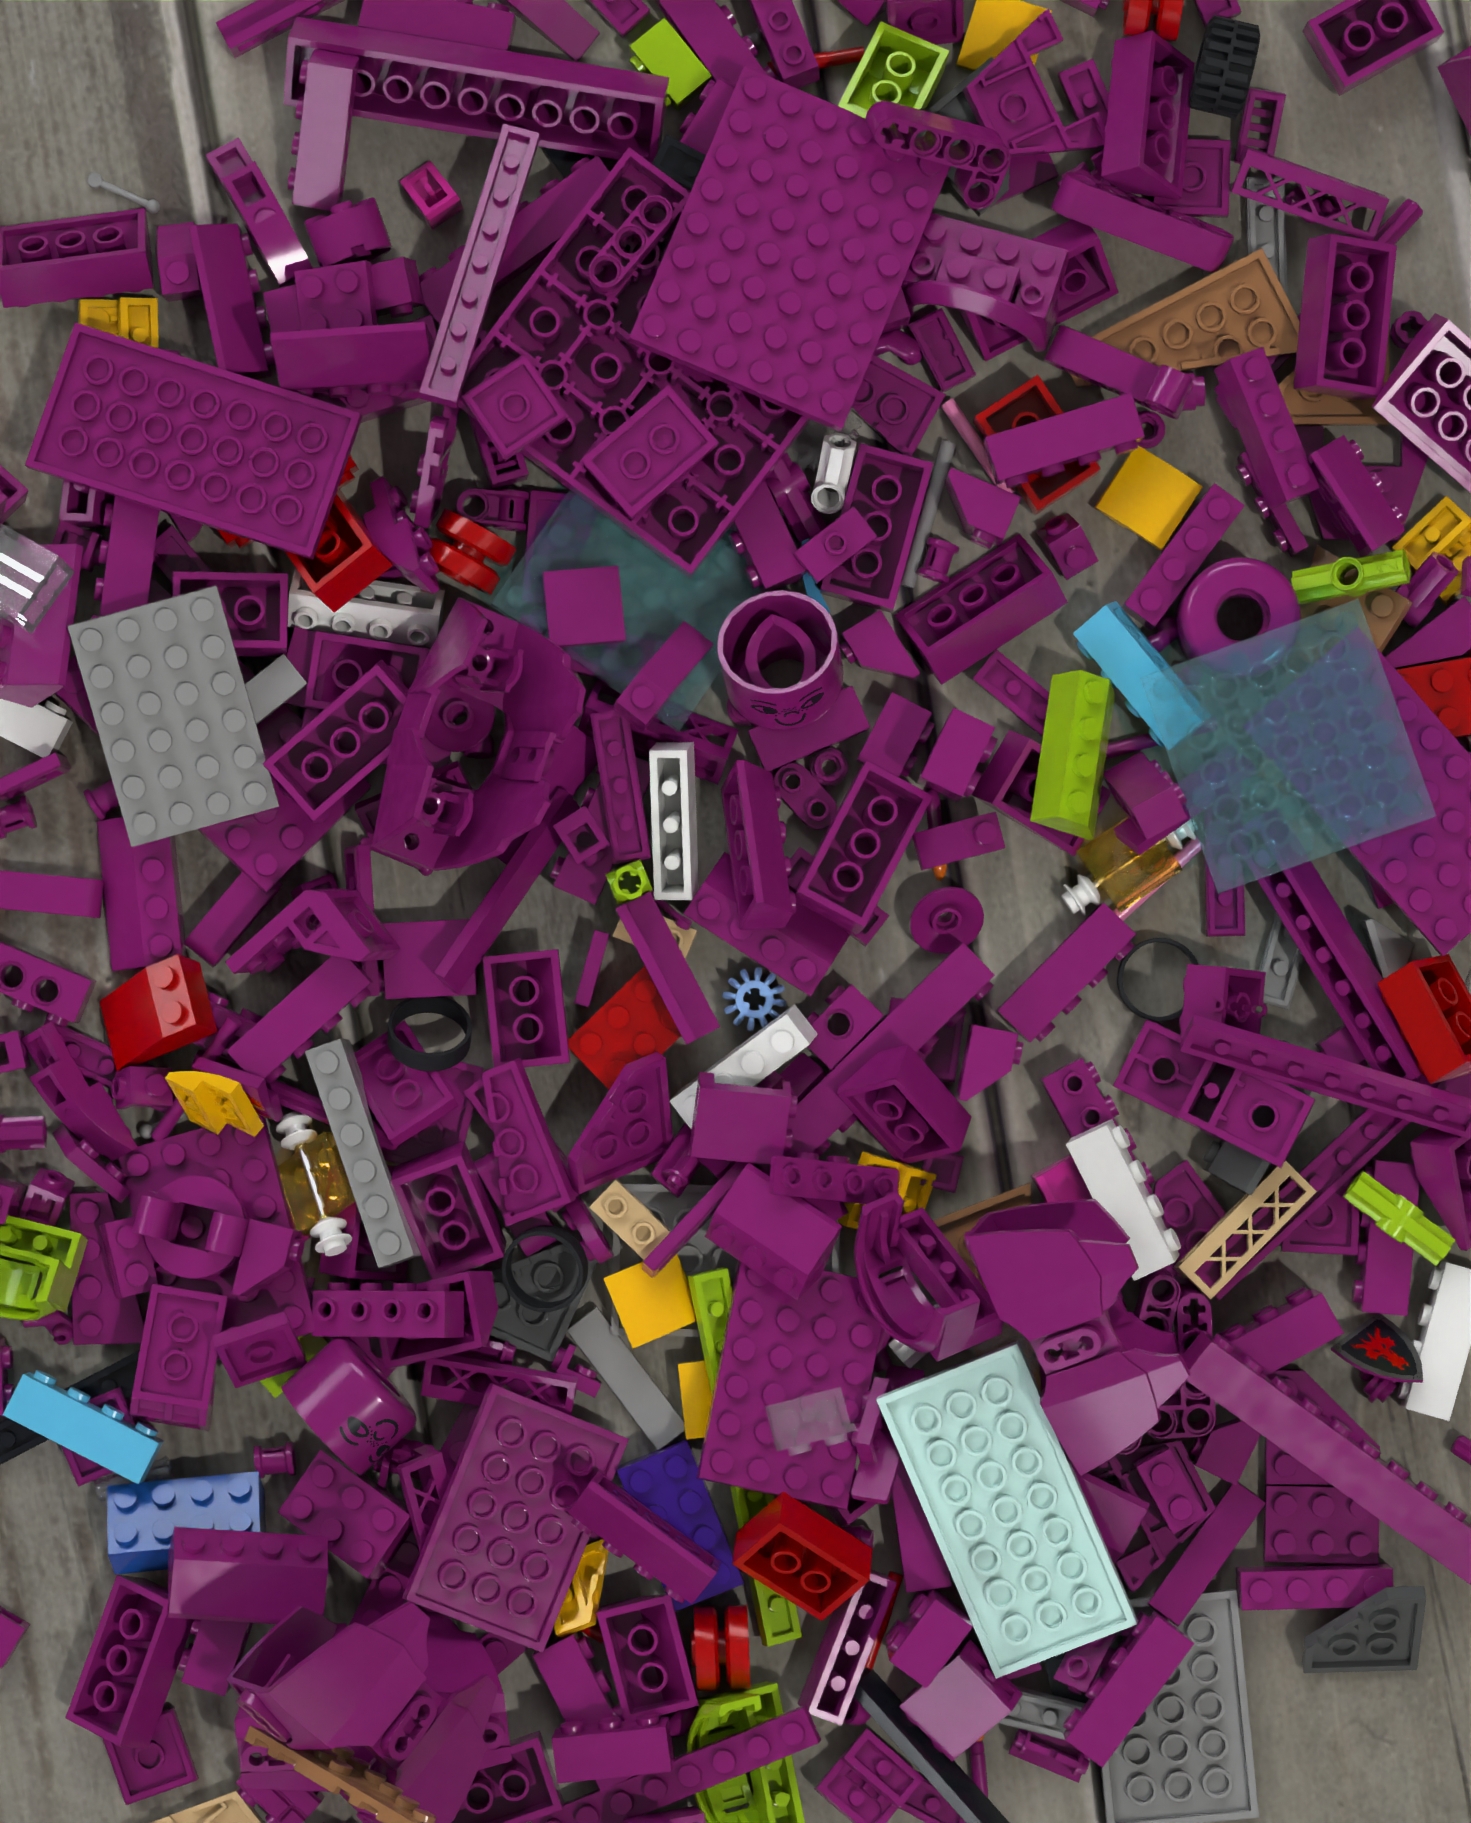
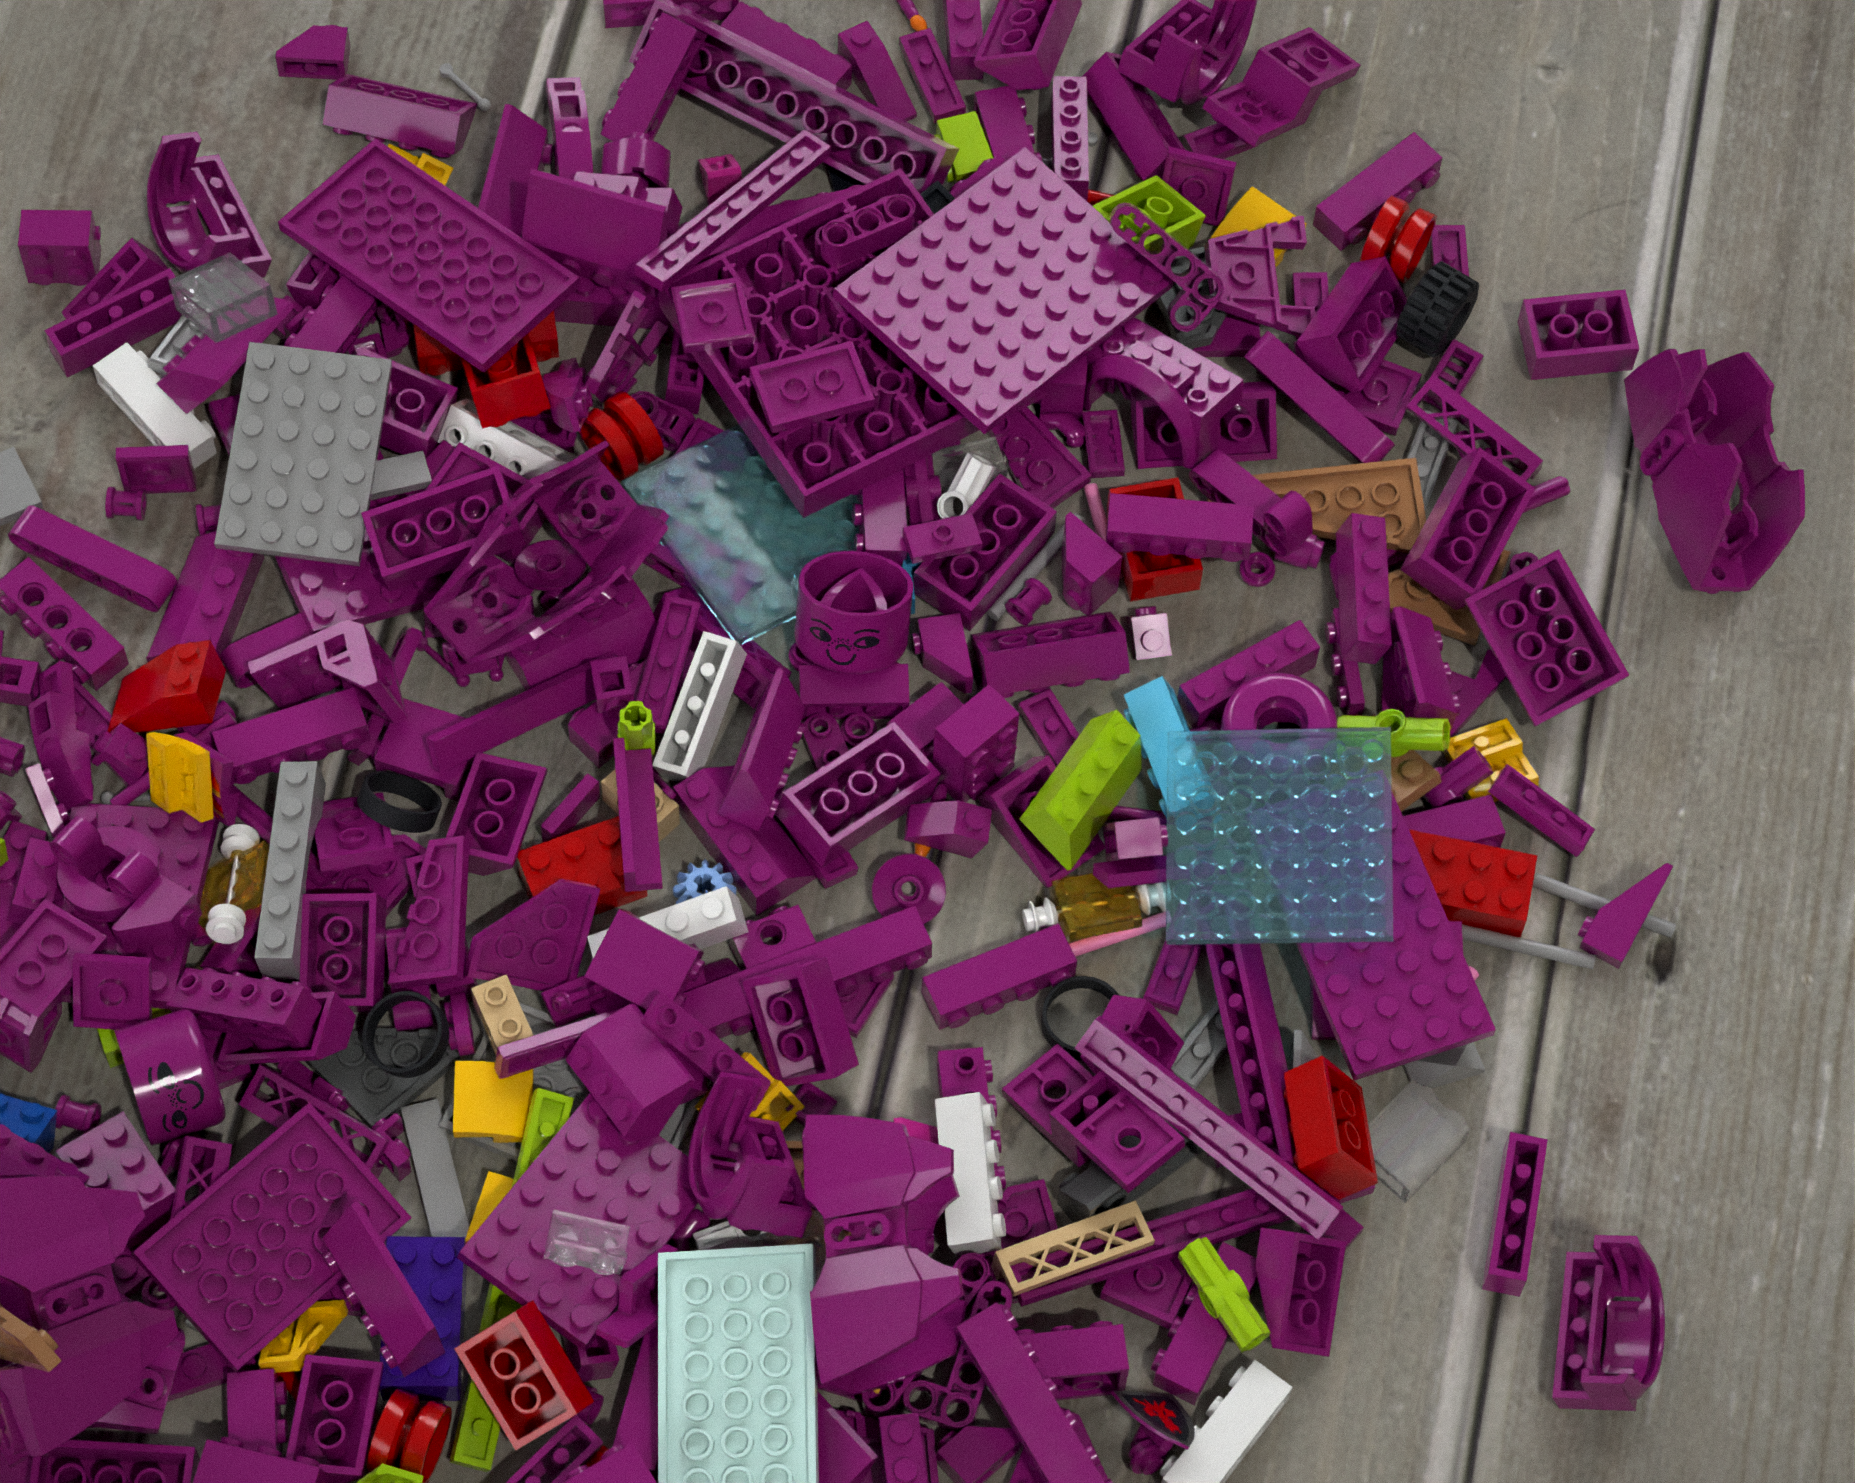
camera: 20 degrees right, 25 degrees down
(177, 263) = (477, 150): magenta slope -> none
(584, 606) = (701, 509): magenta tile -> none
(662, 676) = (739, 585): magenta slope -> none
(986, 1059) = (893, 1014): magenta slope -> none
(1148, 497) = (1235, 618): yellow slope -> none

